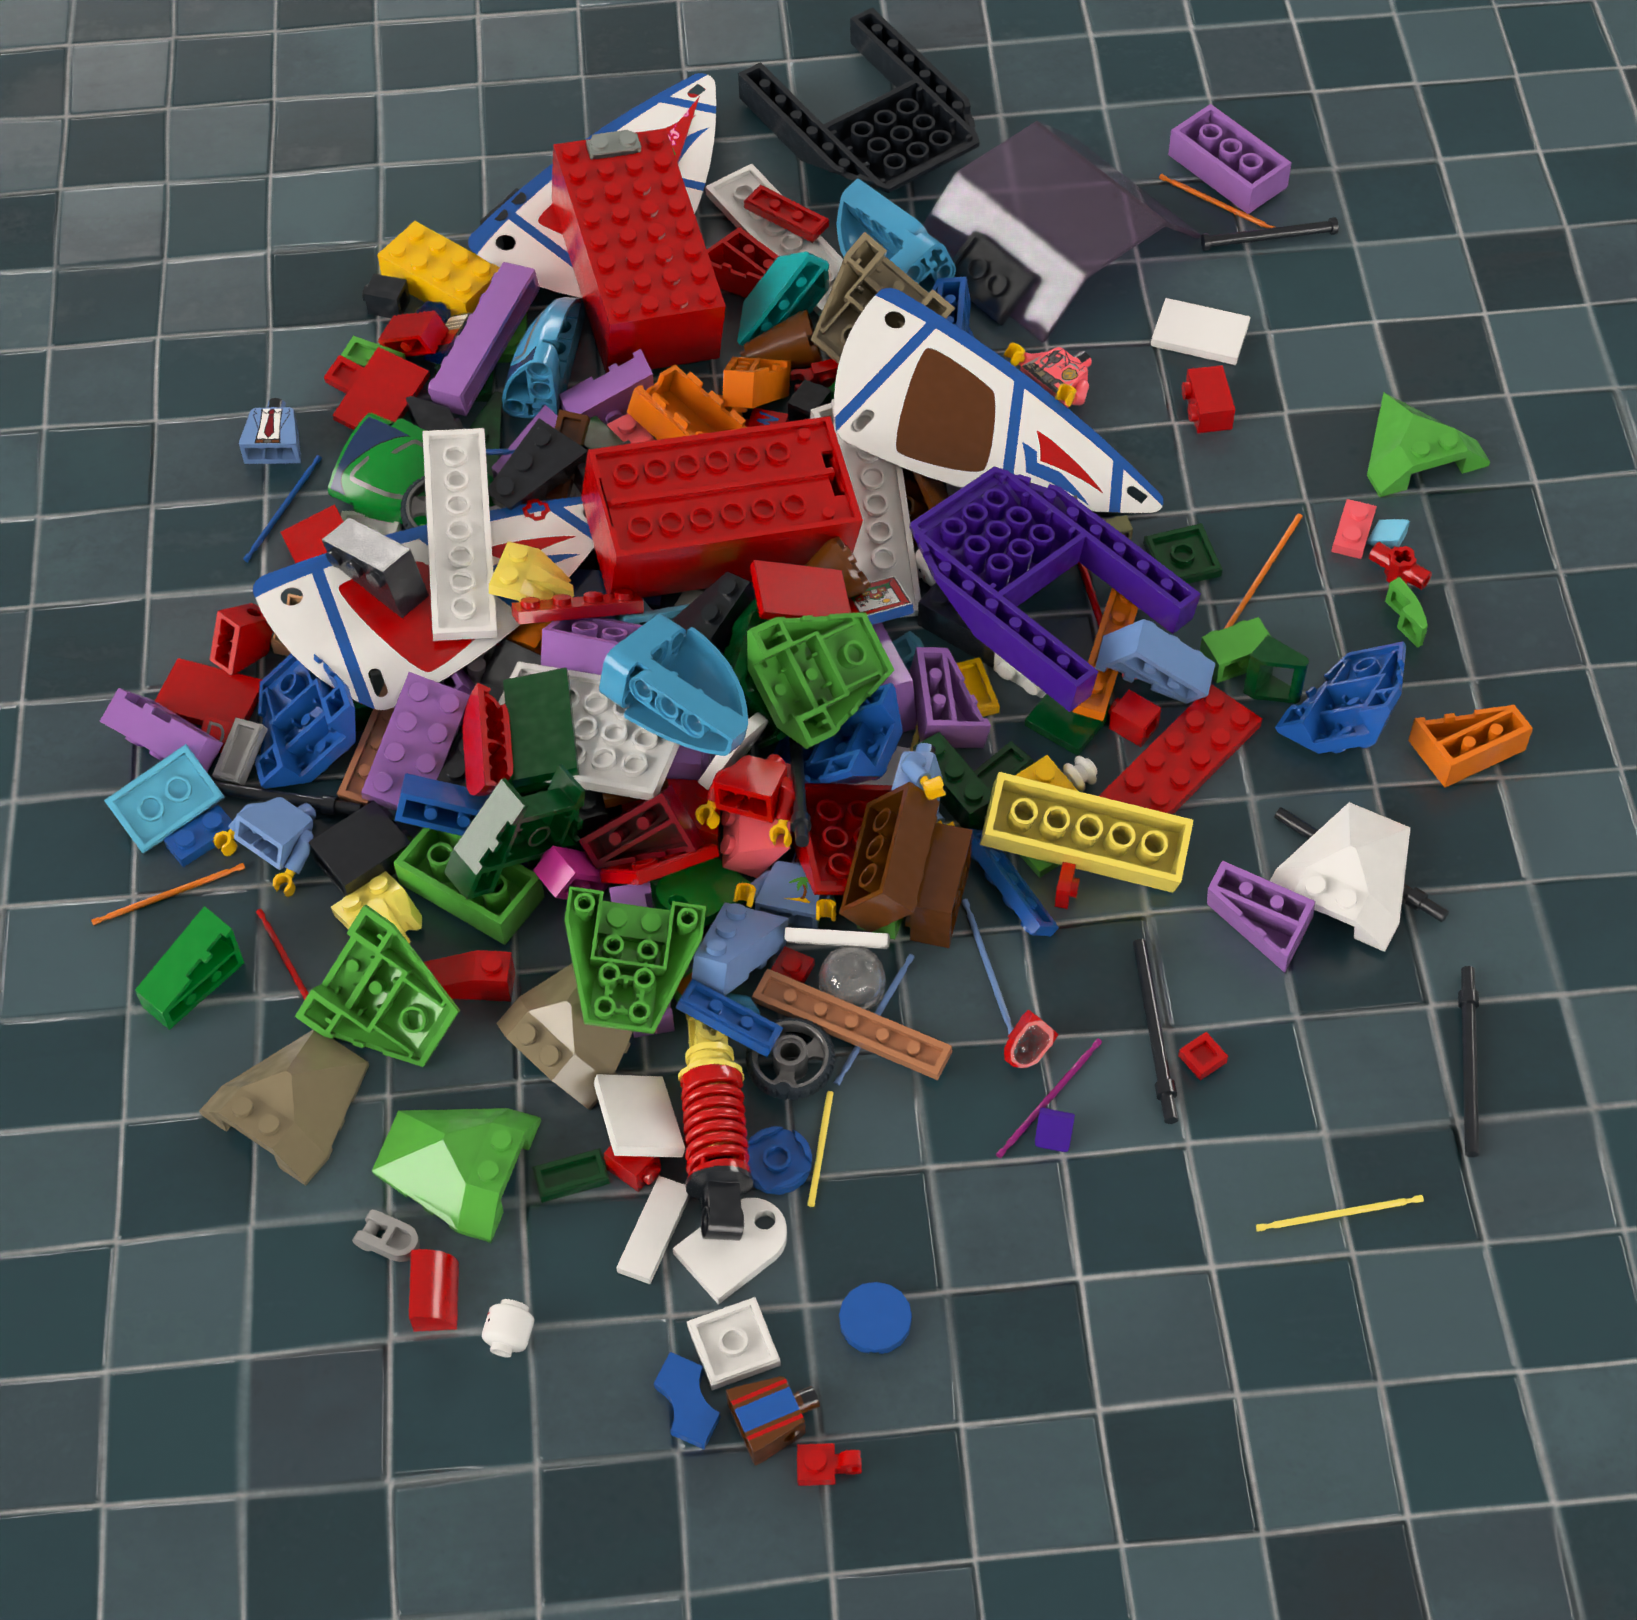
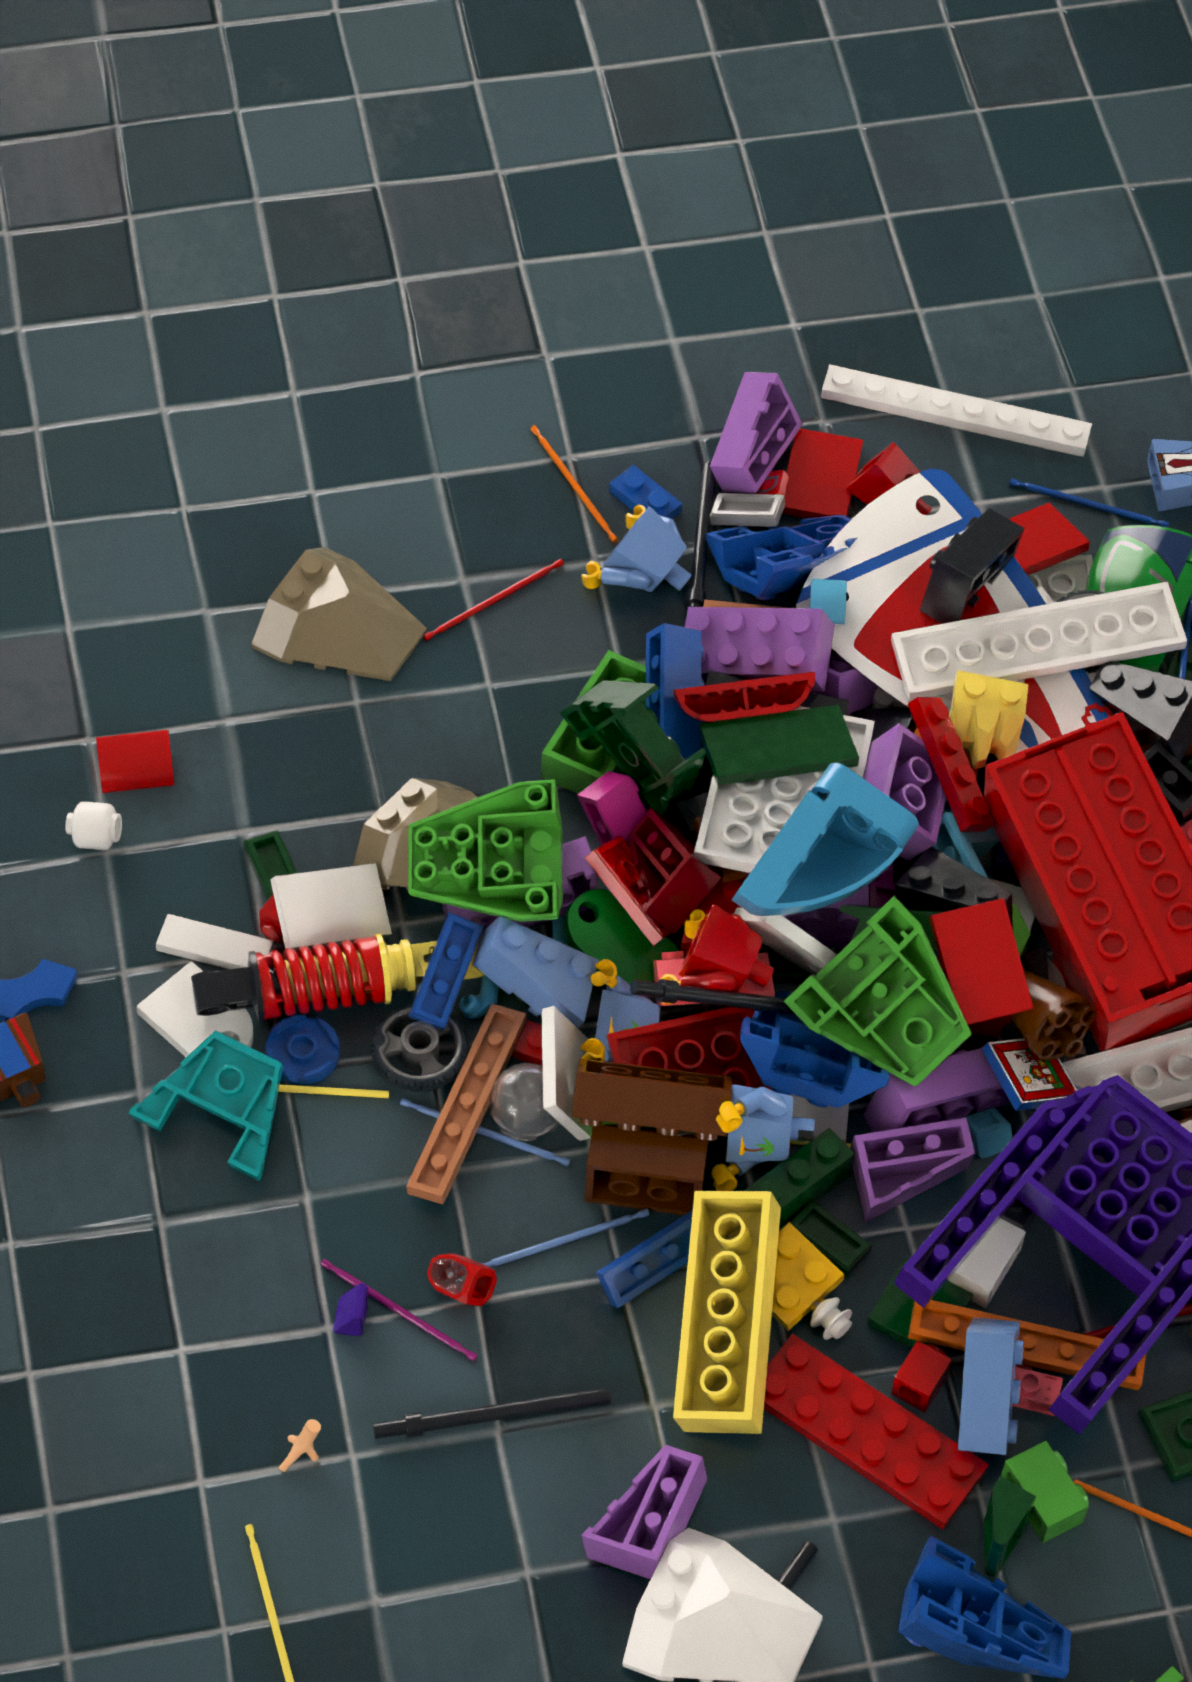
camera: 80 degrees right, 0 degrees up
(156, 591) = (956, 410): none -> white plate
(164, 798) = (674, 452): medium azure tile -> none
(190, 969) = (474, 508): green wedge -> none
(360, 847) = (624, 620): black brick -> none
(380, 995) = (454, 665): bright green wedge -> none
(384, 680) = (830, 597): none -> medium azure slope
(386, 898) = (560, 659): light yellow plate -> none
(395, 1242) = (190, 727): light grey plate -> none
(456, 1162) = (284, 762): bright green wedge -> none
(476, 975) = (493, 746): red slope -> none
(733, 1343) = (91, 1028): white tile -> none
(815, 1218) = (229, 1083): none -> teal wing
(875, 1318) = (123, 1152): blue tile -> none
(979, 684) = (932, 1206): yellow tile -> none
(1067, 885) = (667, 1308): red plate -> none
(1186, 1174) = (302, 1444): none -> light nougat bar
(1203, 1056) = (458, 1461): red plate -> none

